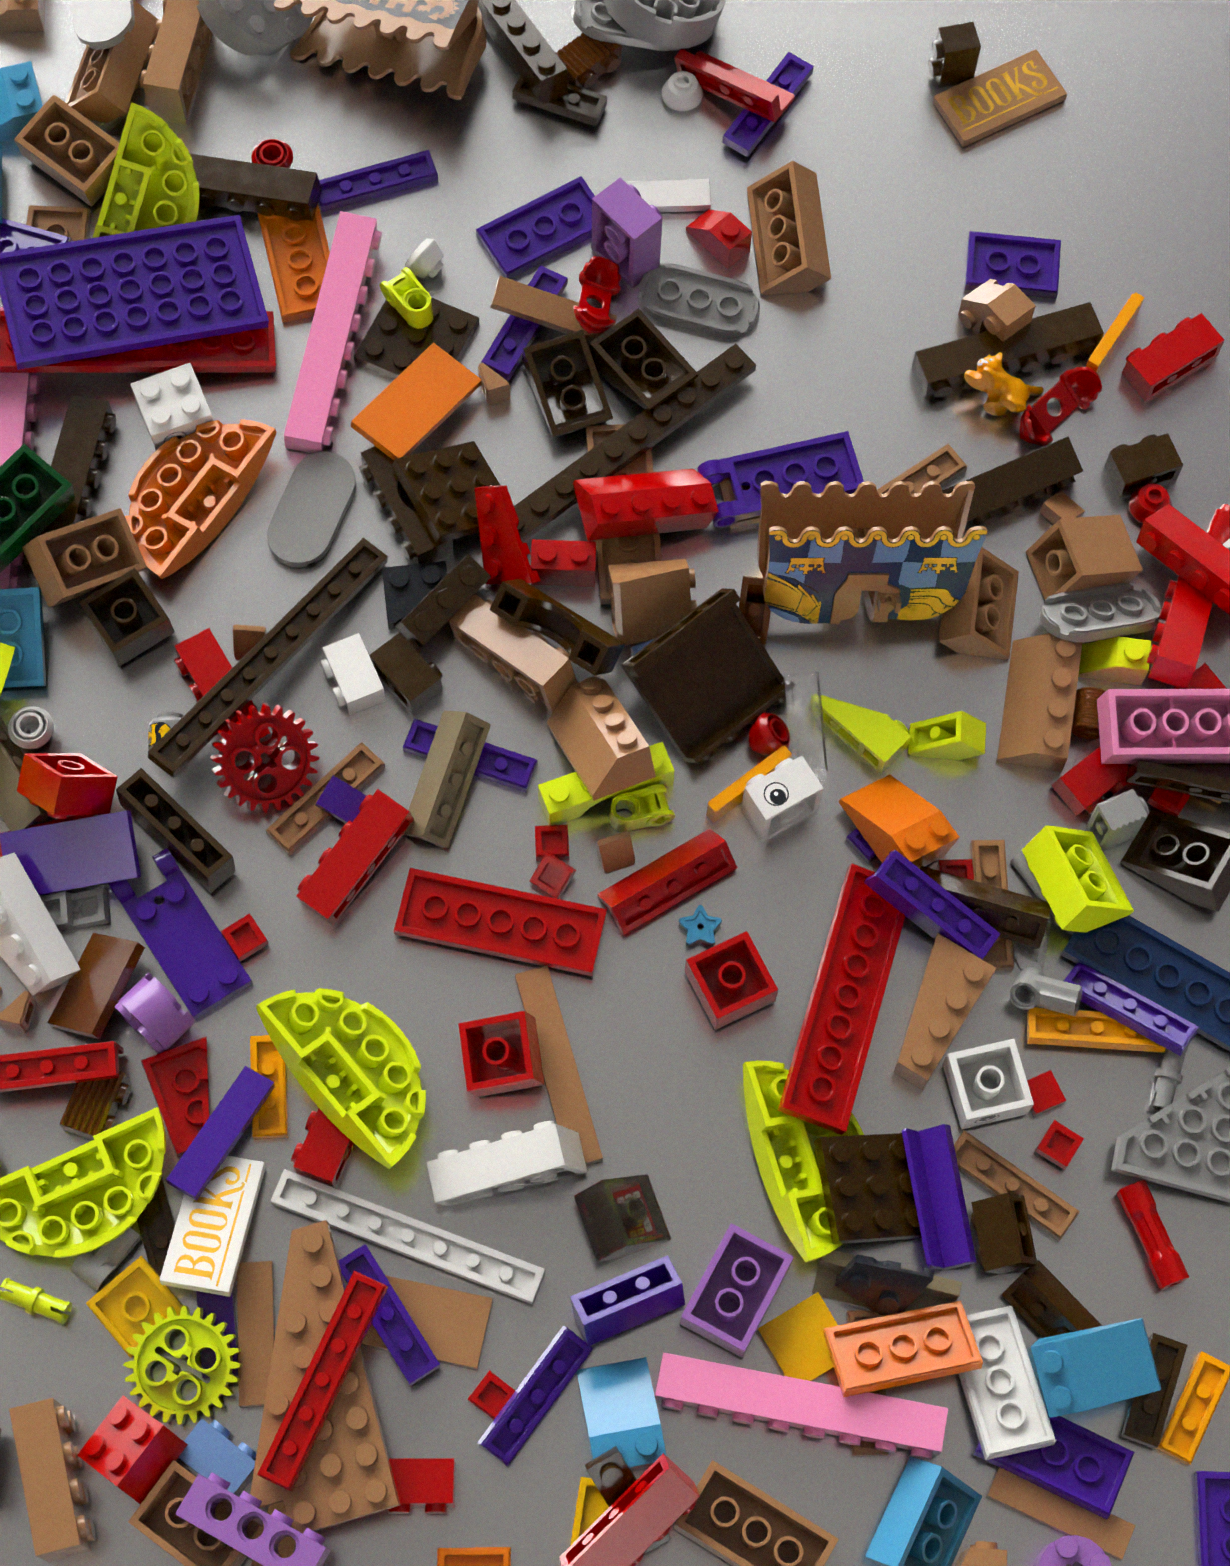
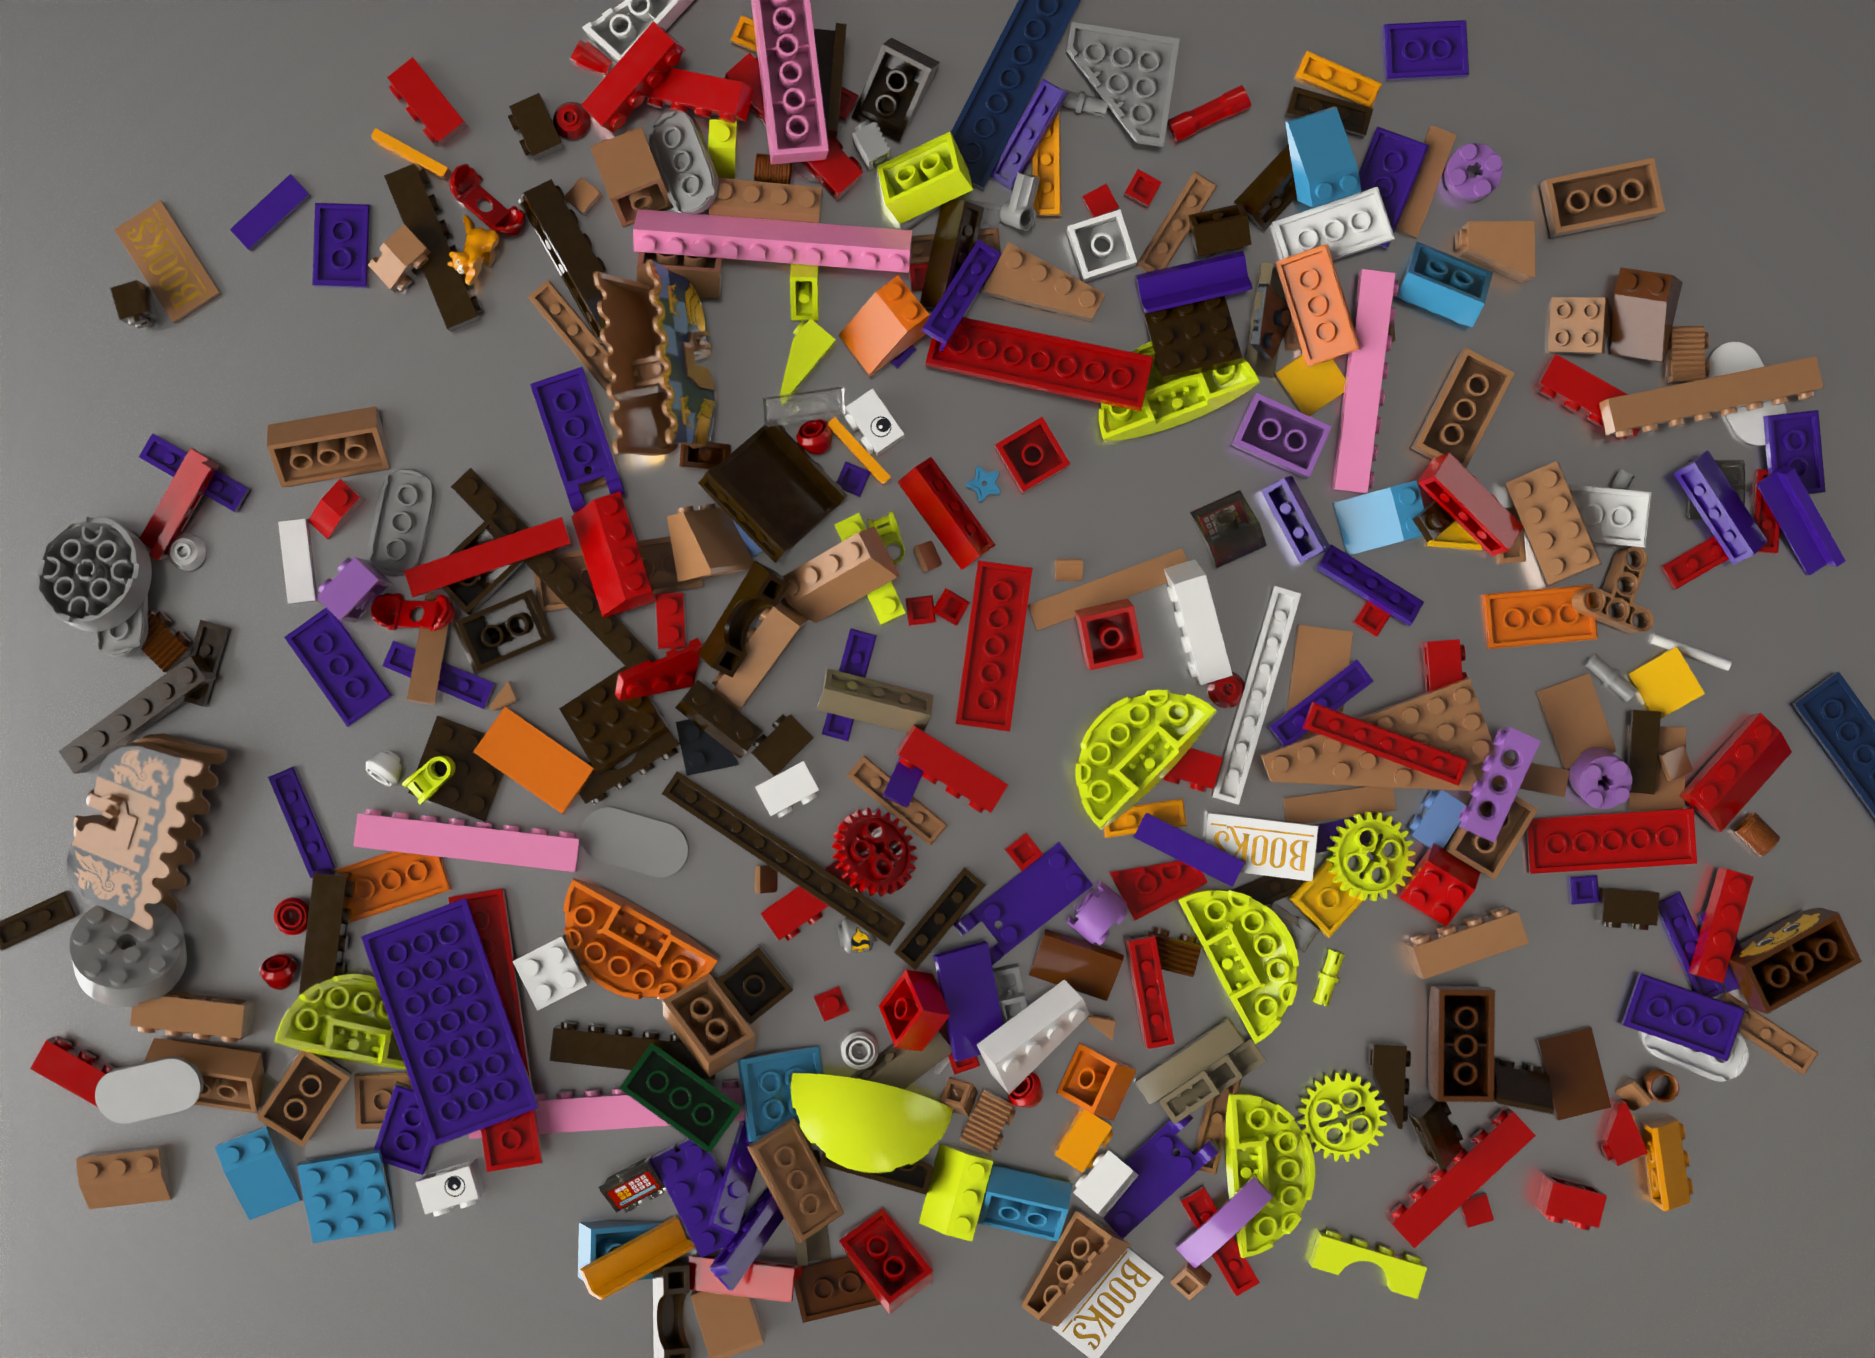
camera: 90 degrees left, 20 degrees up
(93, 706) = (831, 1003): none -> red plate
(213, 140) = (278, 971): none -> red cone
(413, 1207) = (1217, 688): none -> red cone
(586, 1018) = (1068, 569): none -> medium nougat slope
(652, 367) = (487, 557): none -> red tile
(715, 776) = (853, 479): none -> dark purple tile
(1004, 705) = (772, 240): none -> bright pink brick
(1051, 198) = (270, 212): none -> dark purple tile

